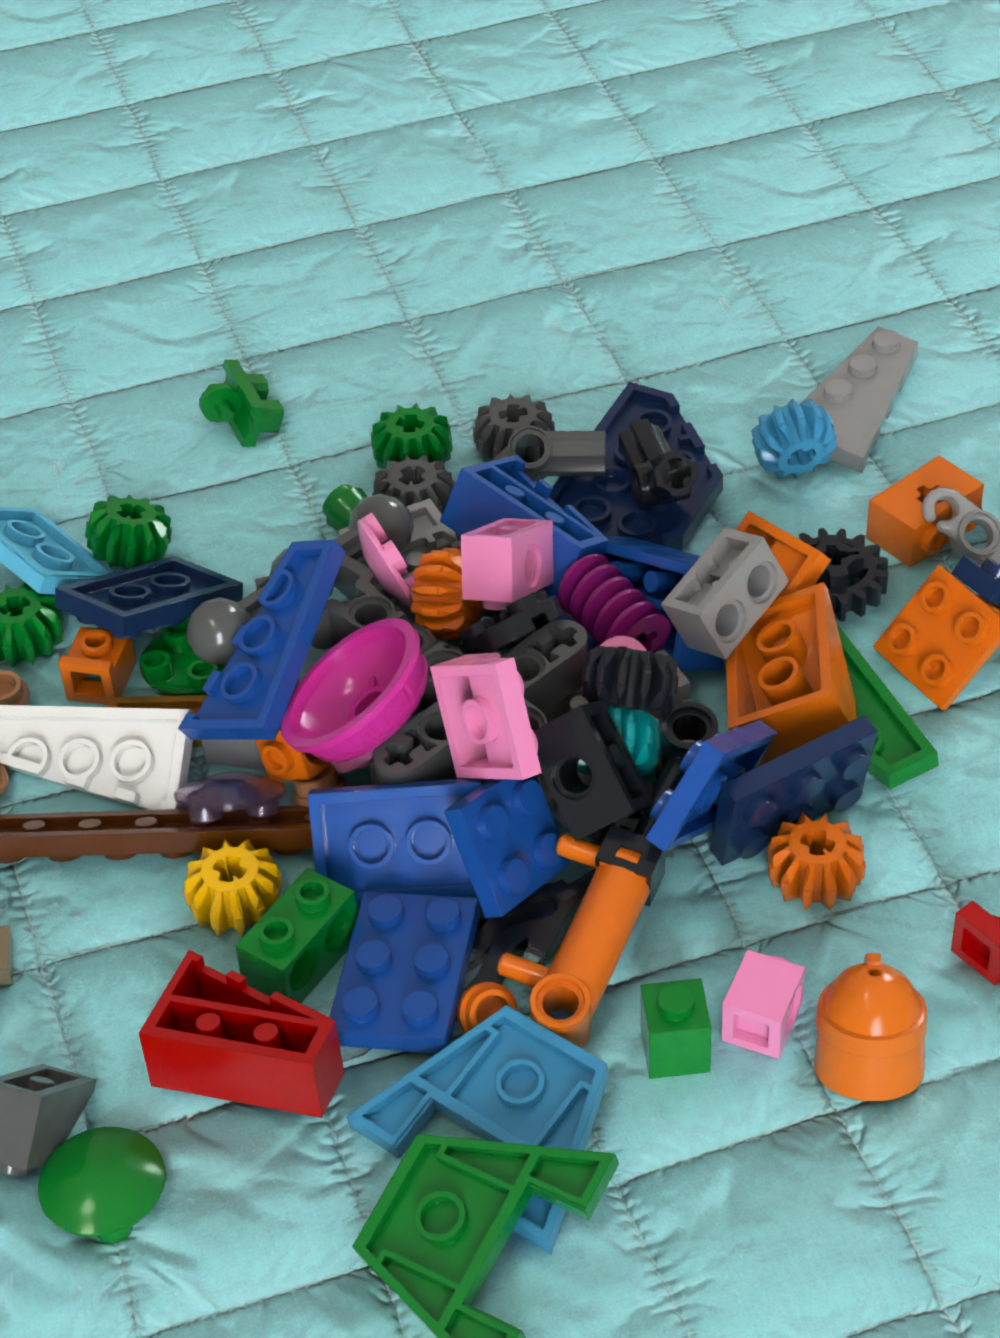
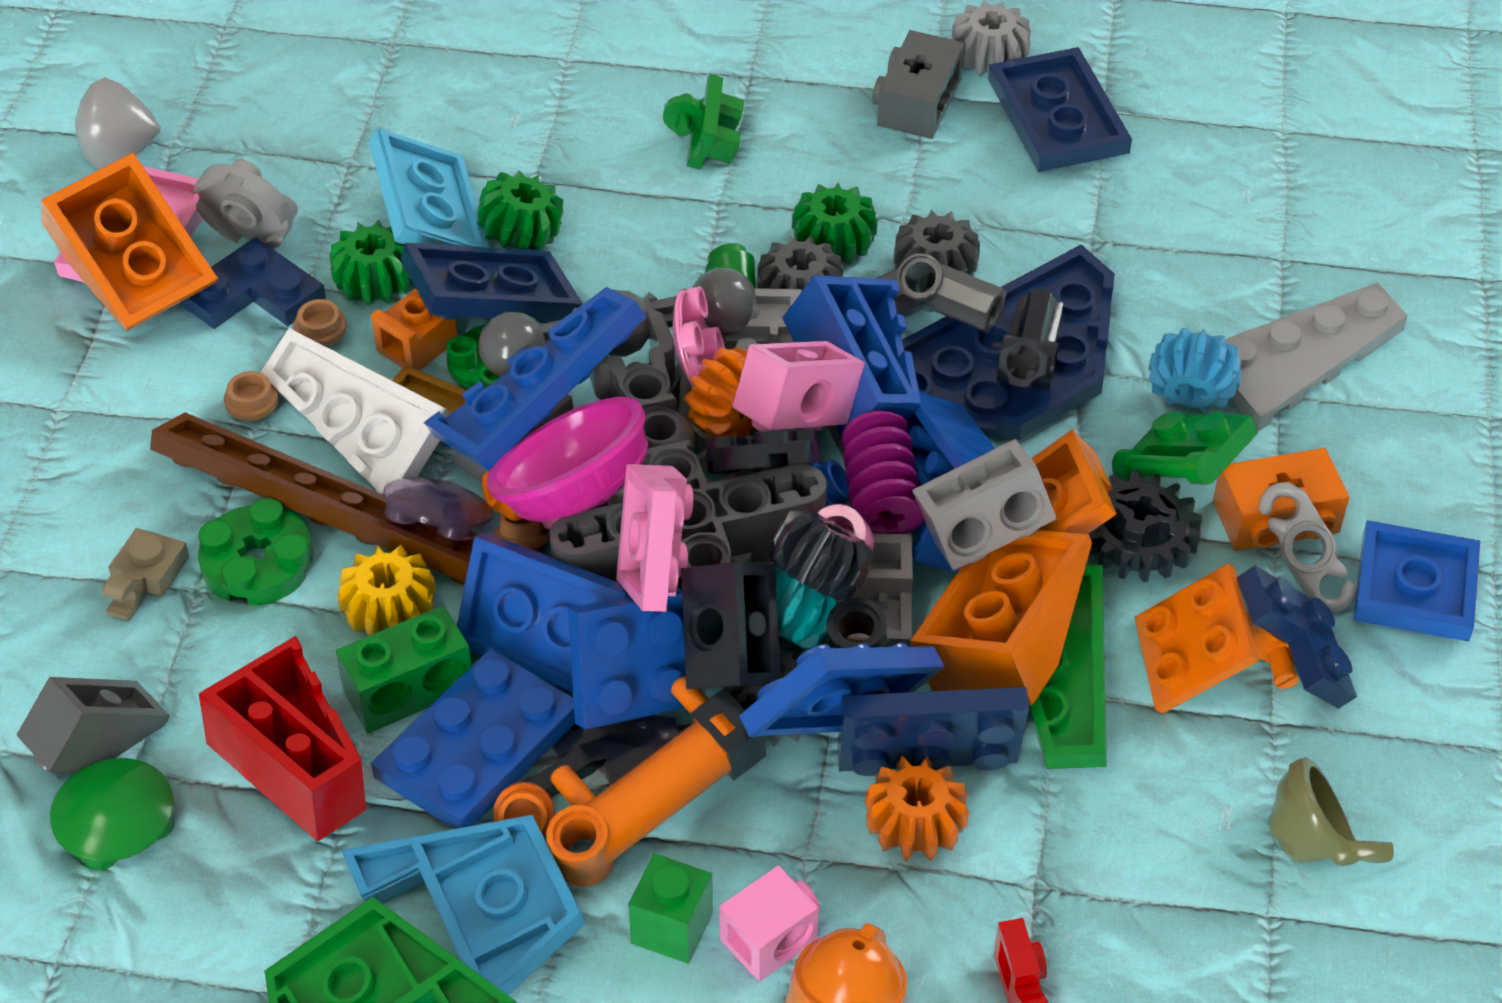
camera: 25 degrees right, 5 degrees up
(76, 882) = (251, 527): none -> green plate
(402, 309) = (919, 84): none -> dark grey brick
(437, 255) = (991, 35): none -> light grey gear
(532, 289) = (1059, 109): none -> dark blue plate
(832, 495) = (1187, 447): none -> green plate

